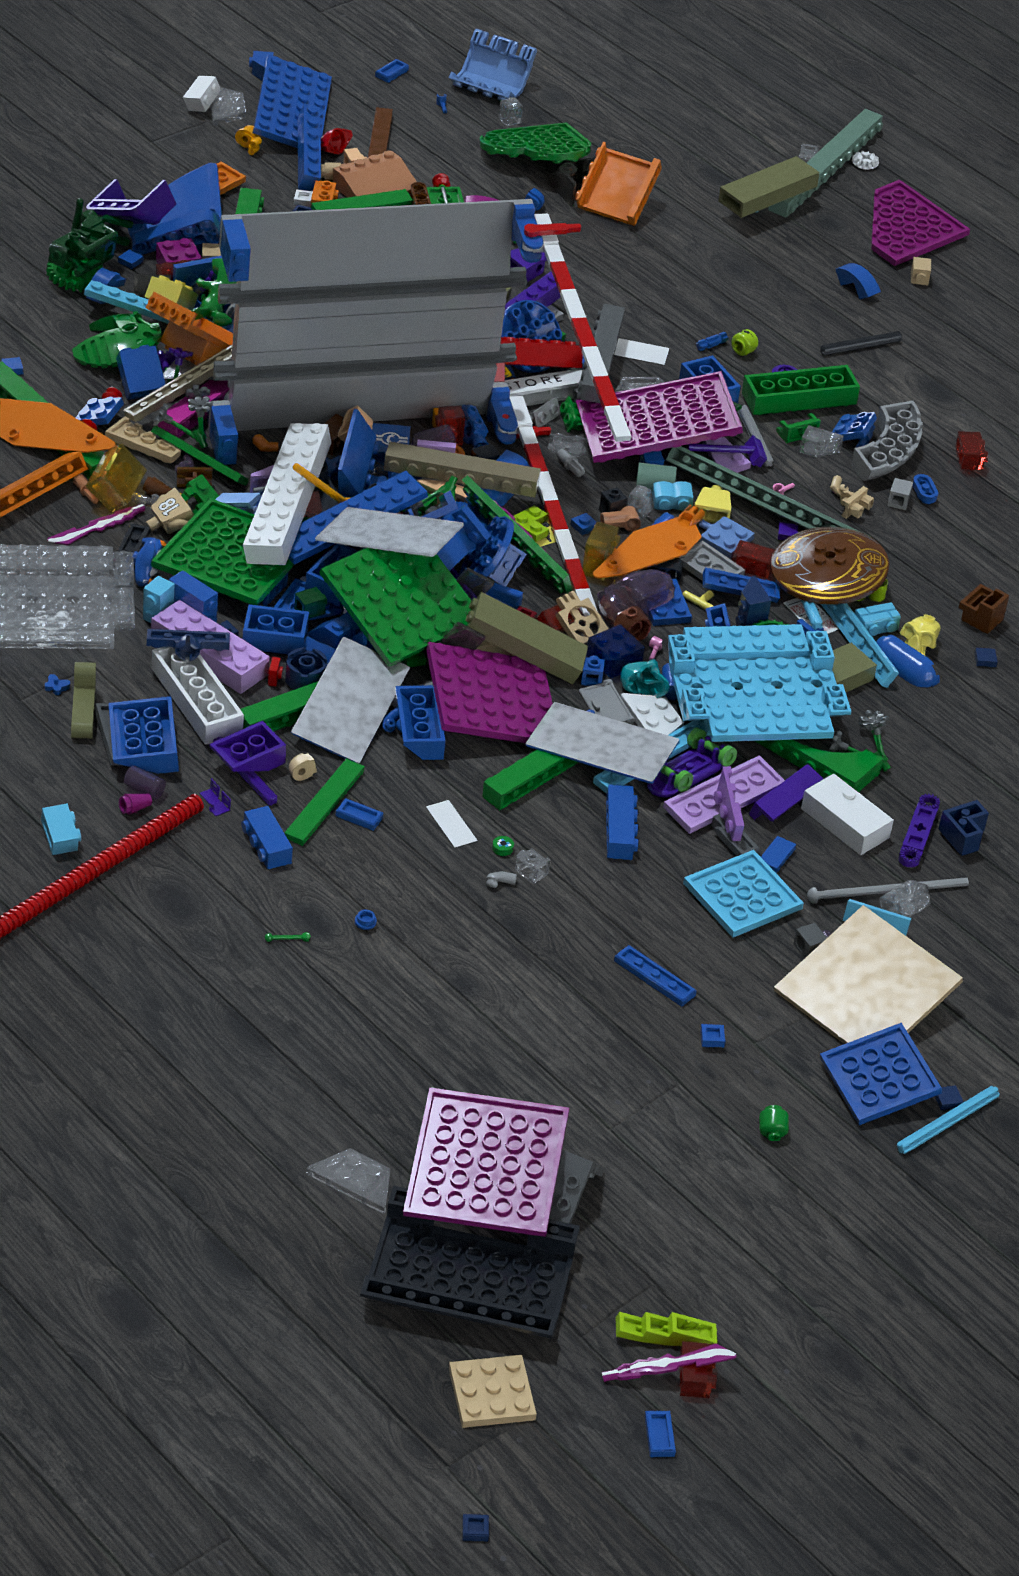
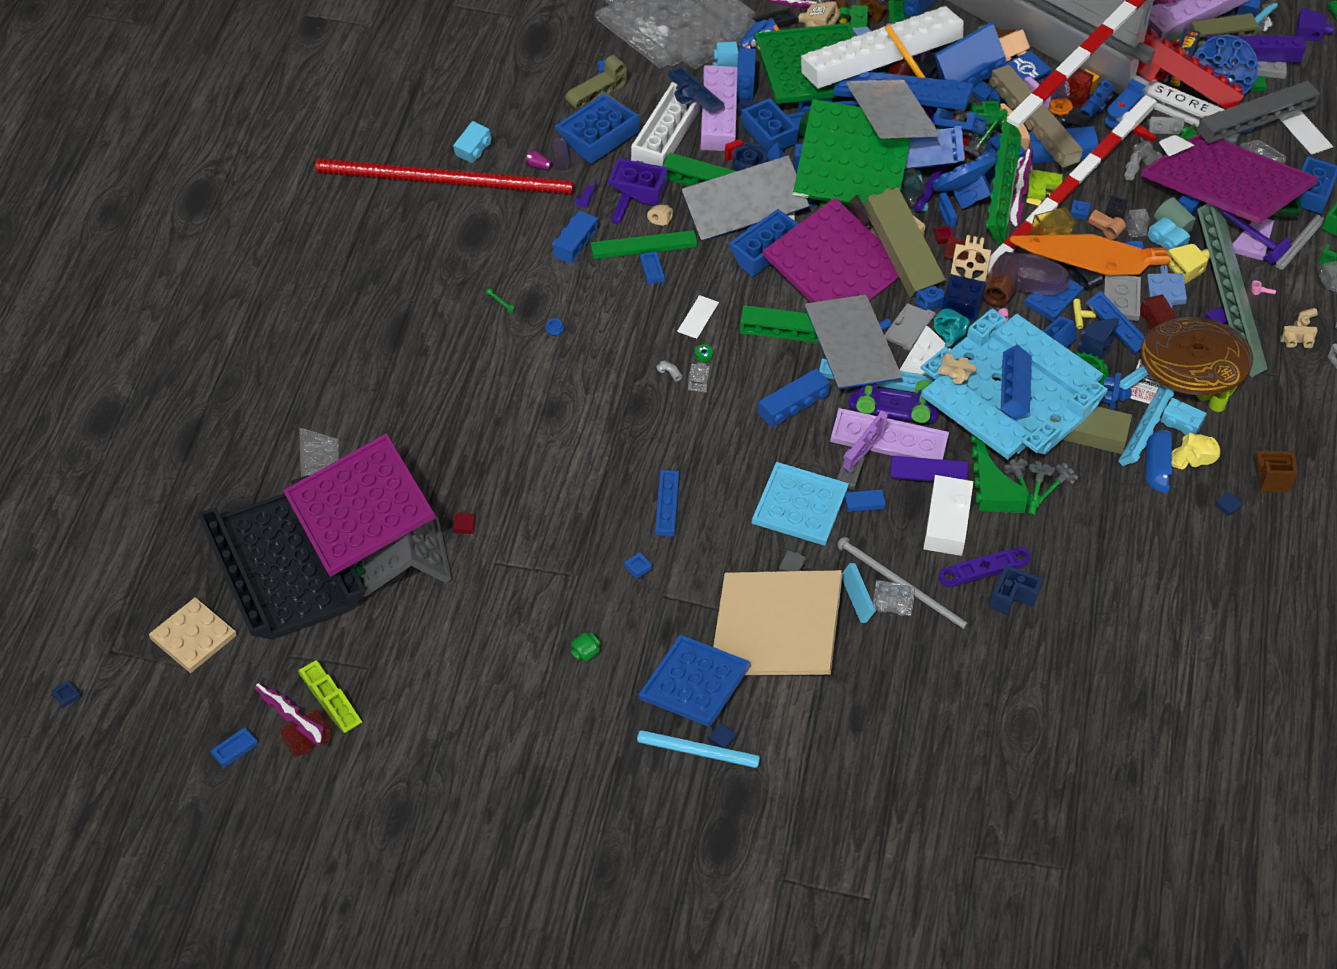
camera: 55 degrees right, 10 degrees up
(581, 421) = (1174, 145): none -> white sticker
(719, 696) = (957, 369): none -> tan hips
(768, 673) = (1016, 382): none -> blue brick

